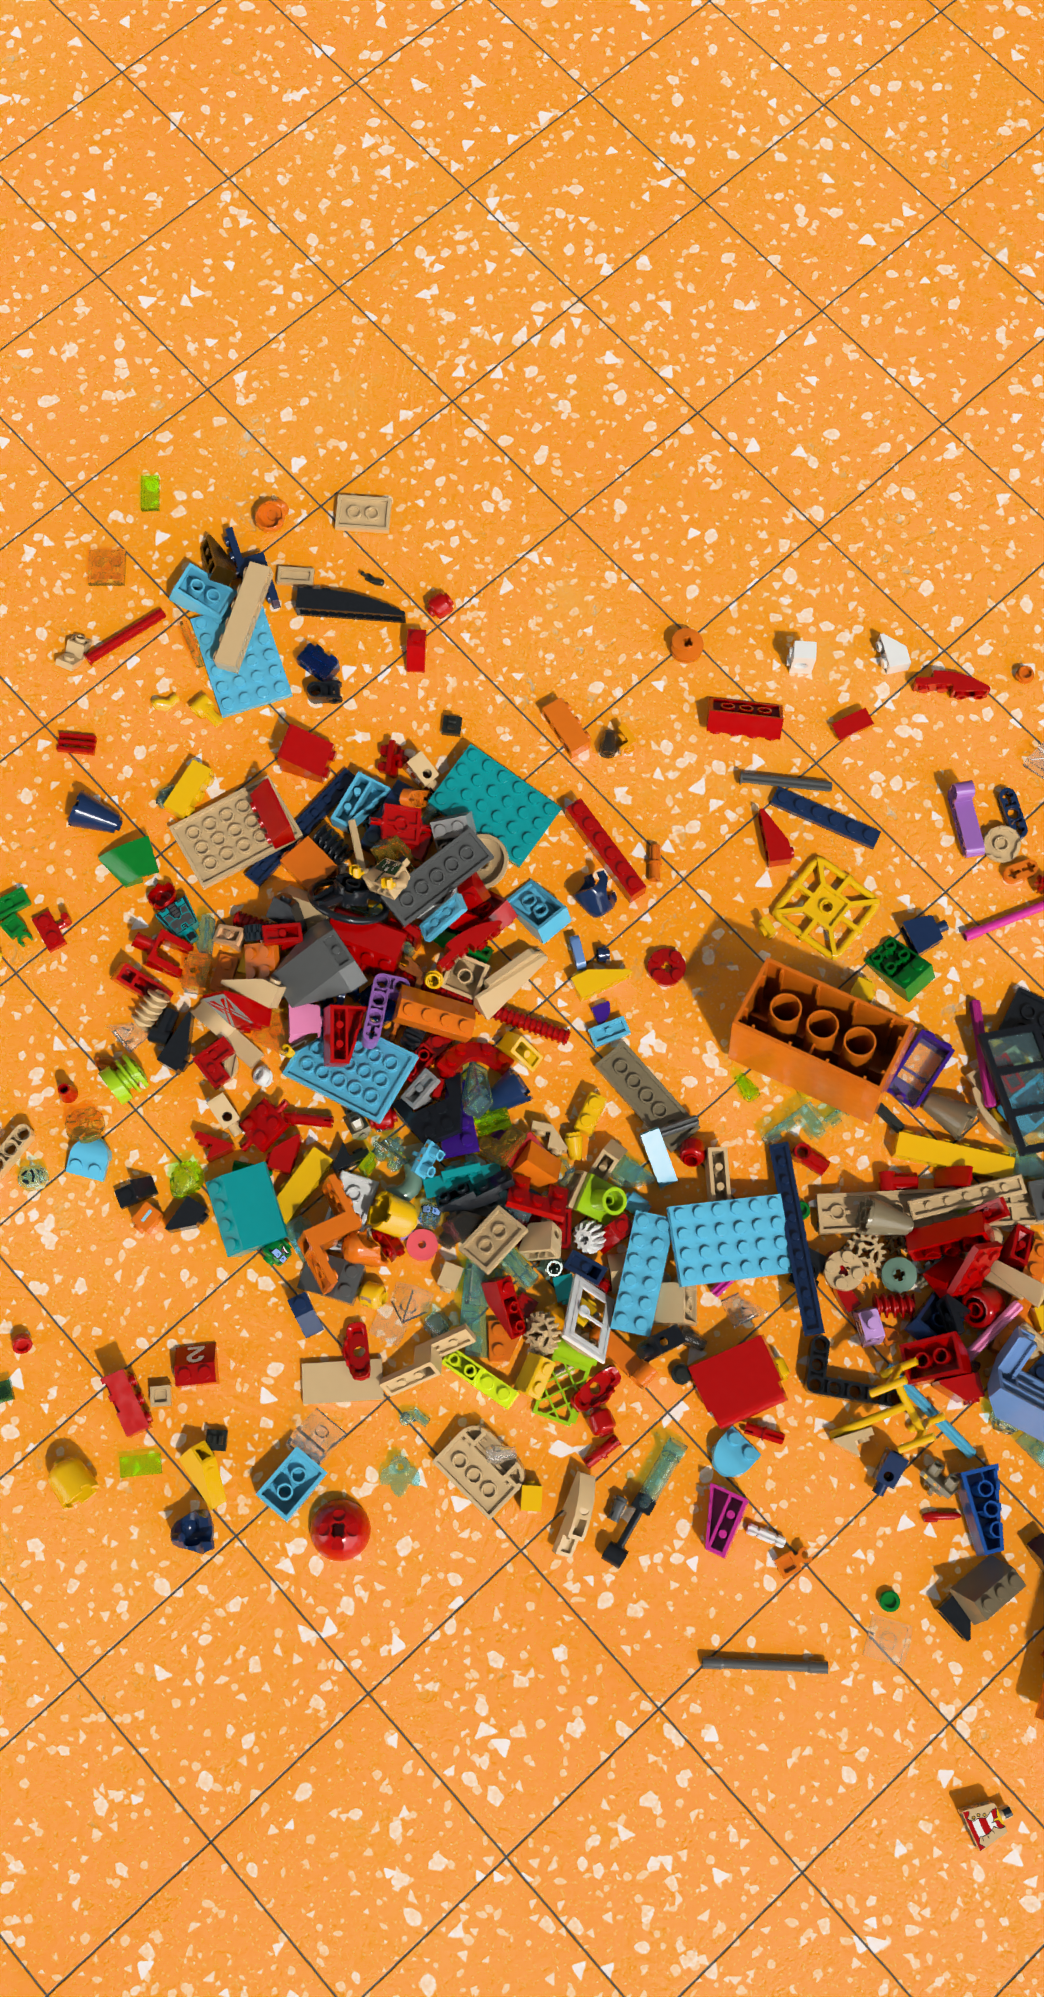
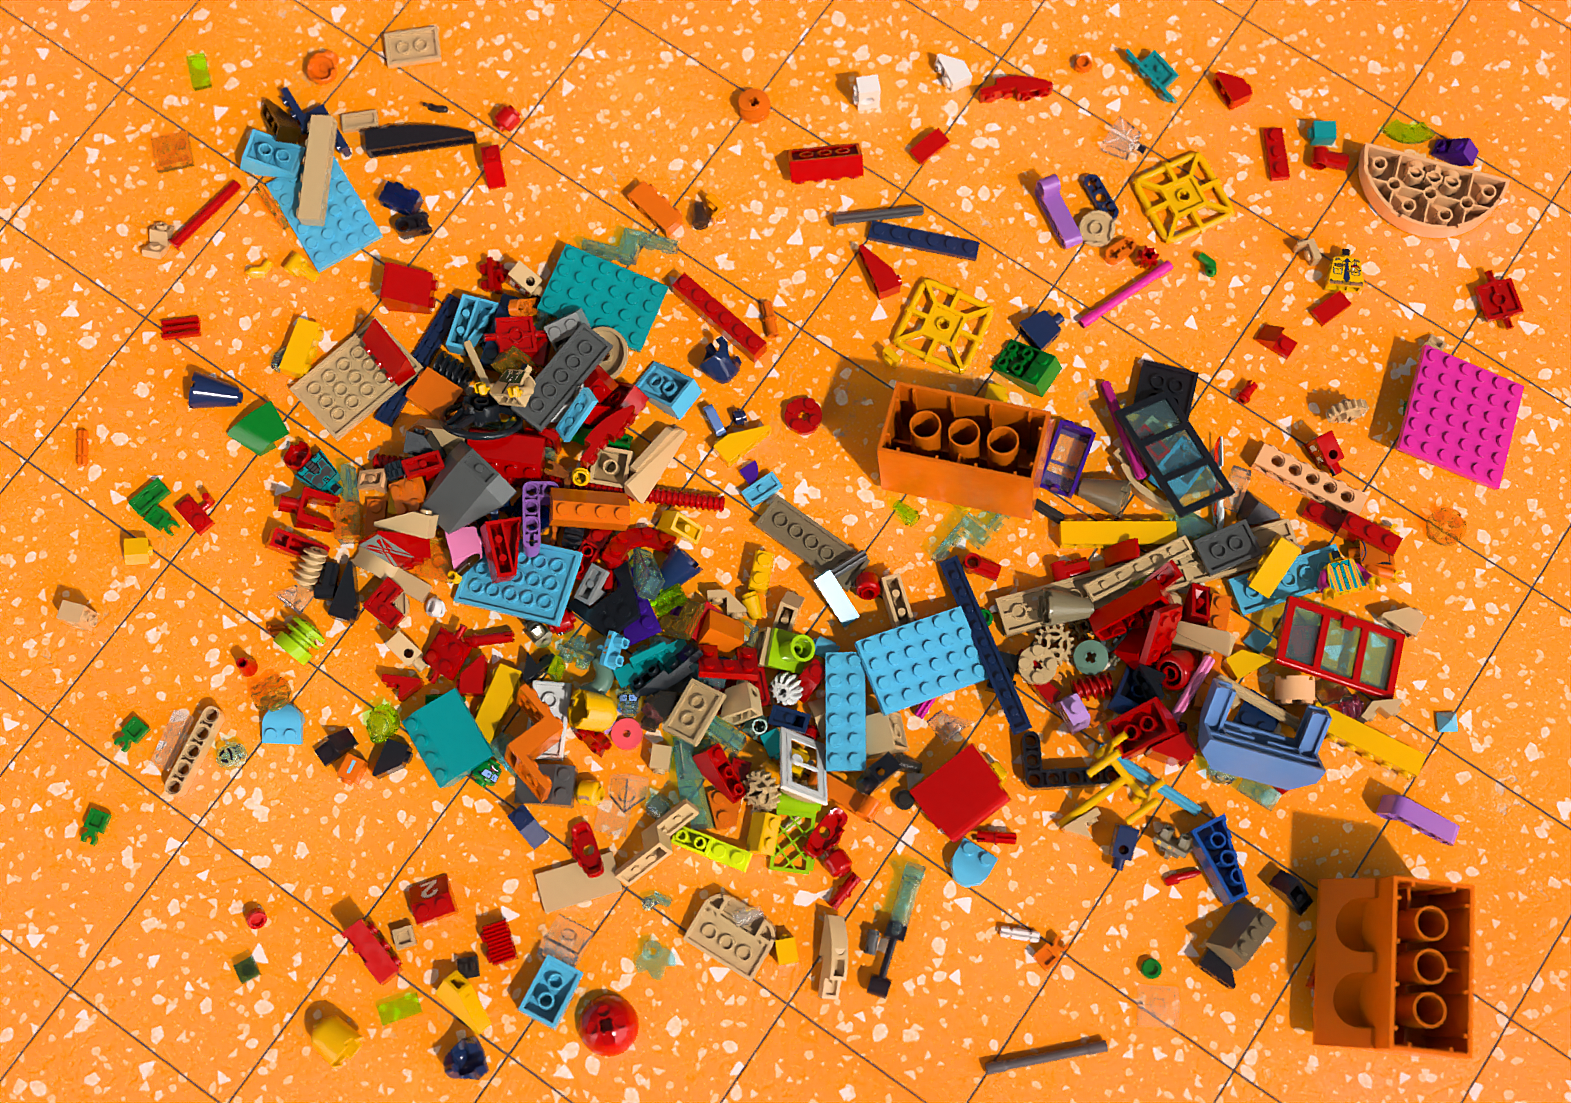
camera: 10 degrees left, 0 degrees up
(252, 1423) = (499, 942): none -> red brick
(360, 1250) = (567, 752): orange piece -> none
(452, 726) = (544, 231): pearl dark grey tile -> none
(533, 760) = (630, 246): none -> clear light blue bracket
(631, 1174) = (812, 620): clear light blue slope -> none
(724, 1519) = (976, 928): dark pink wedge -> none

